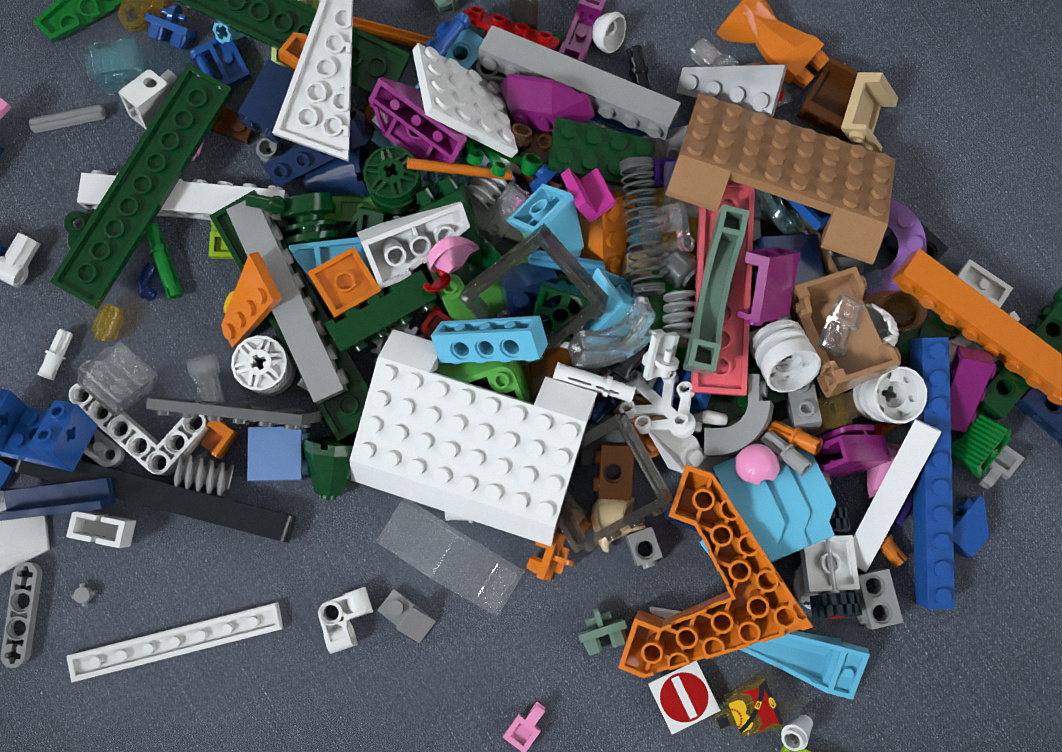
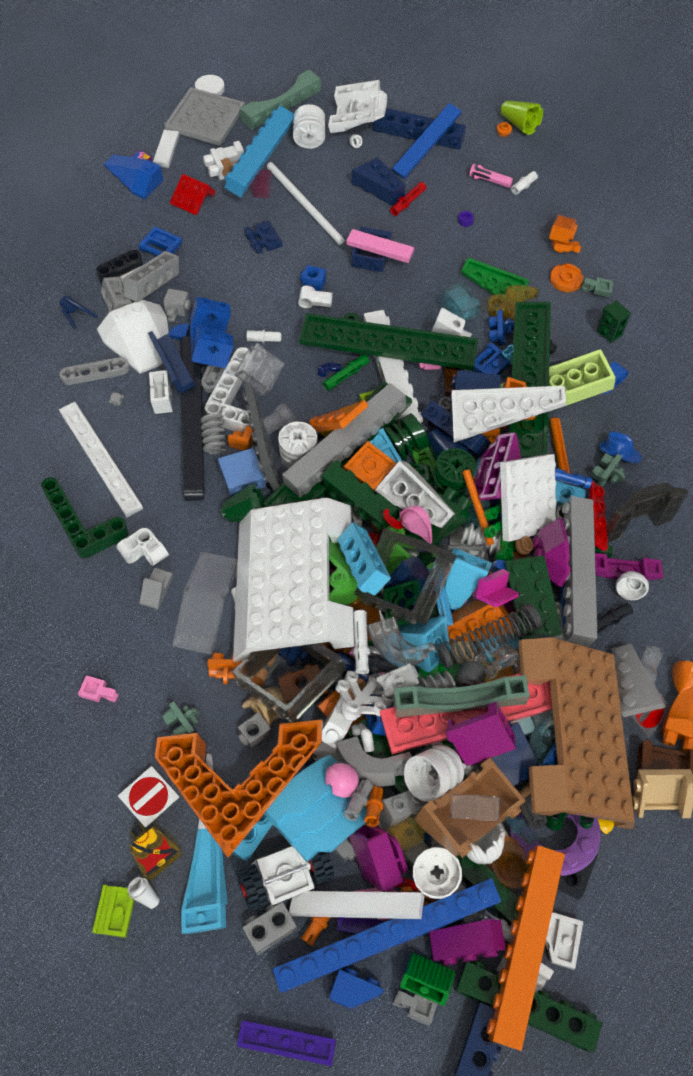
camera: 70 degrees right, 20 degrees down
(67, 118) = (416, 295): light grey axle -> none
(107, 323) = (293, 355): clear yellow brick -> none
(270, 204) = (404, 408): dark green arm -> none
(271, 702) = (71, 524): none -> dark green beam
(996, 616) = (286, 1043): none -> dark purple plate

